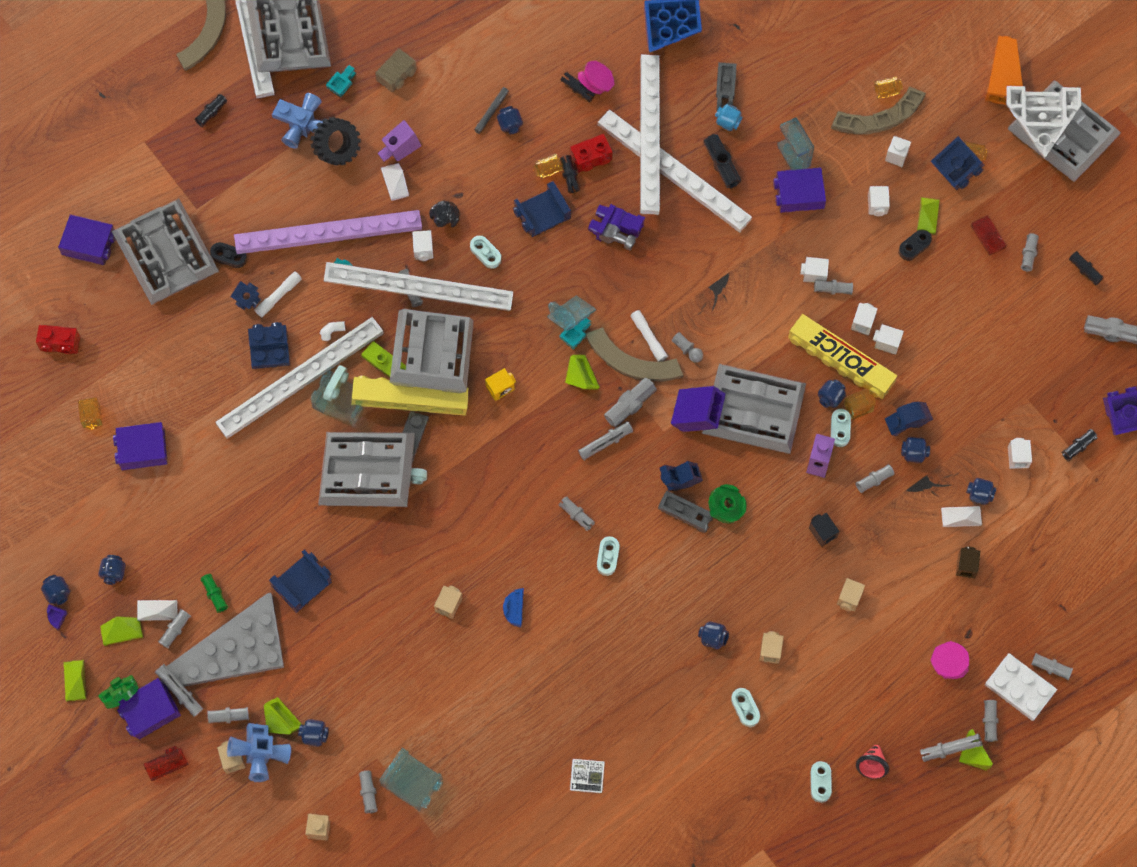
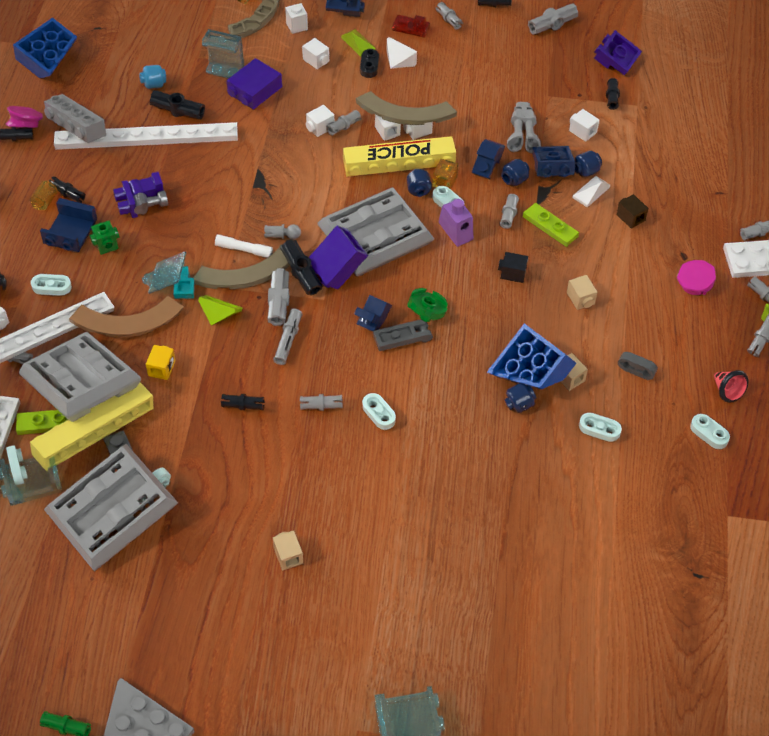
camera: 45 degrees left, 15 degrees down
(301, 581) = (139, 644): dark blue panel -> none
(507, 335) = (126, 325): none -> medium nougat tile
(513, 607) = (346, 509): blue plate -> none
(525, 465) = (243, 402): none -> black pin
(556, 242) = (104, 237): none -> green brick
(587, 775) = (541, 583): sticker -> none
(591, 153) = (70, 164): red brick -> none
(630, 112) = (75, 118): none -> light grey brick
(649, 135) = (114, 129): white plate -> none
(671, 380) = (296, 260): none -> black piece
(725, 83) = (128, 61): dark grey hinge -> none
(746, 617) = (532, 360): none -> blue wedge
(824, 687) = (637, 365): none -> dark grey beam
(879, 325) = (405, 115): none -> dark tan tile
(895, 517) = (550, 224): none -> lime plate
(944, 258) = (400, 54): none -> white slope
(957, 464) = (553, 161): none -> dark blue plate
(977, 404) = (523, 119): none -> light grey piece

